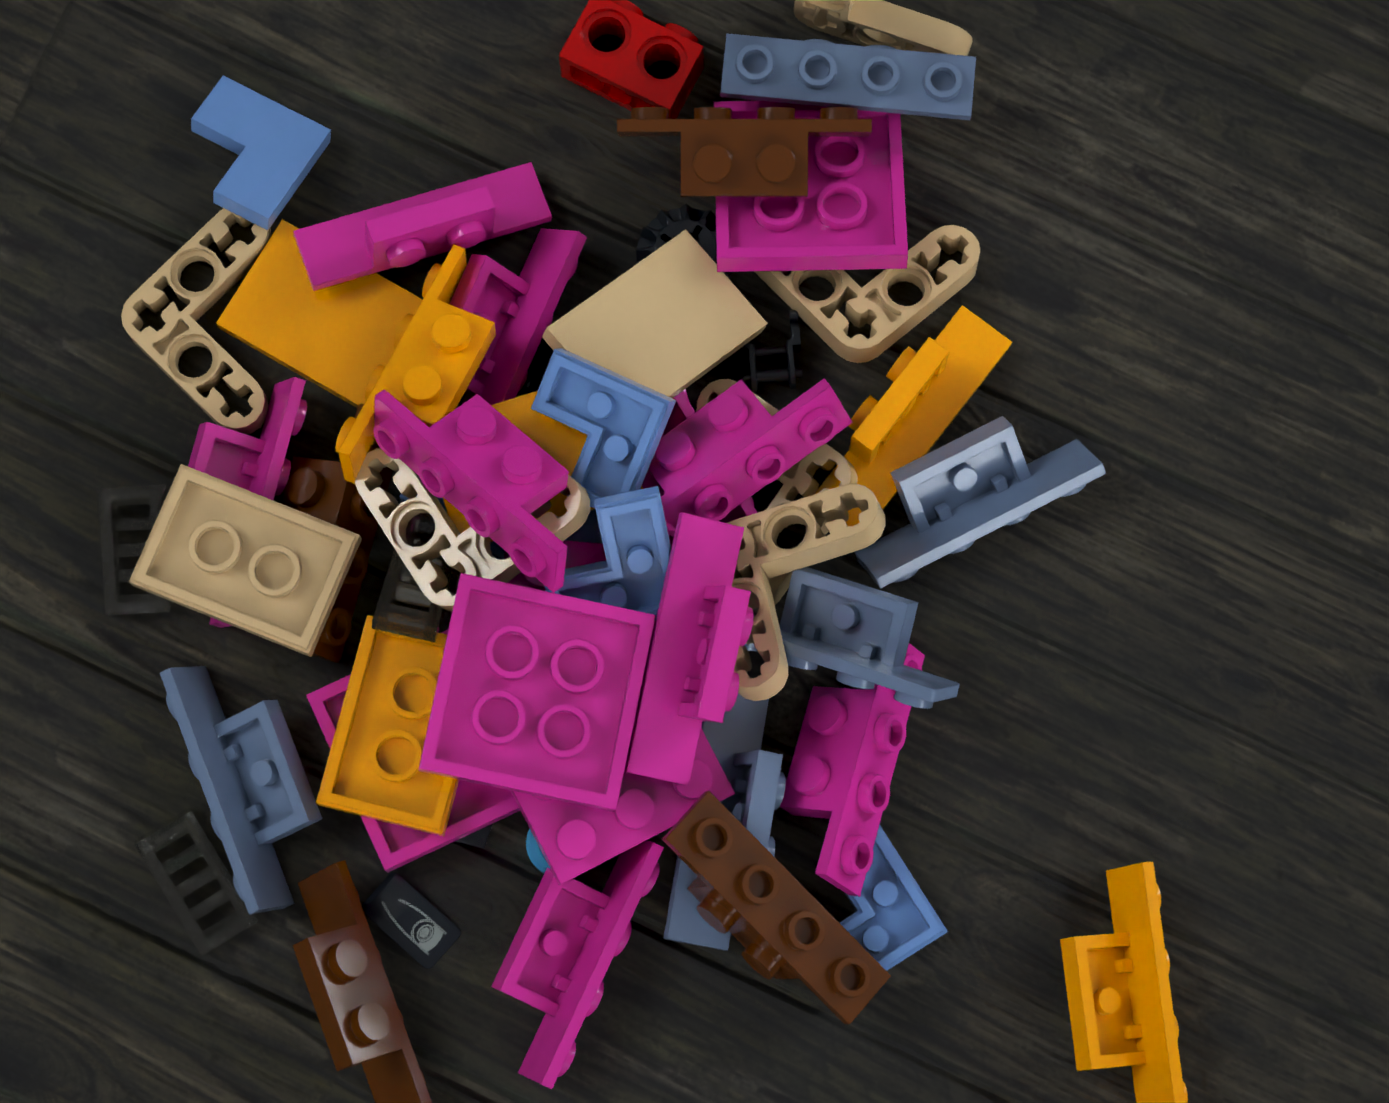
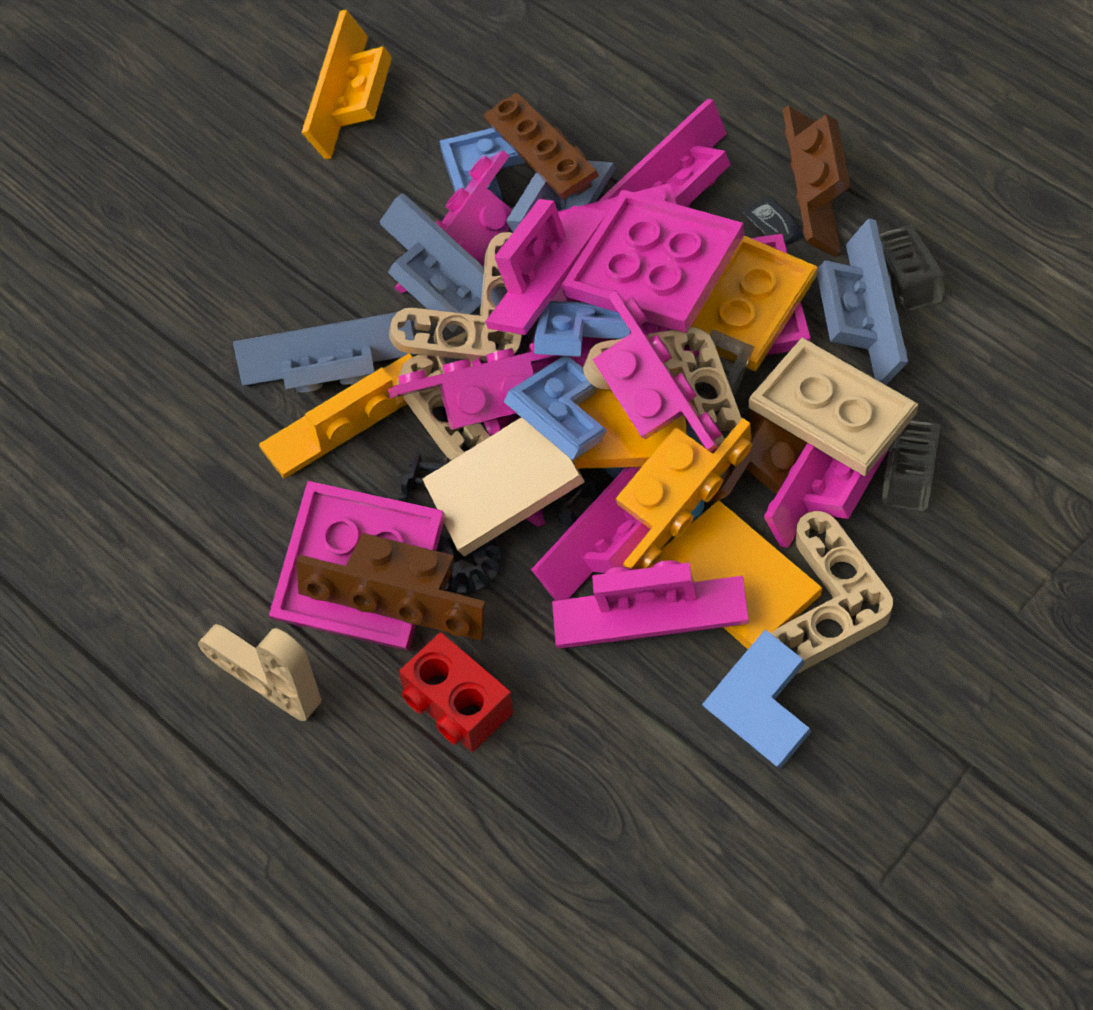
camera: 160 degrees left, 20 degrees down
(848, 76) = (325, 631): sand blue bracket -> none
(872, 303) = (338, 469): tan beam -> none

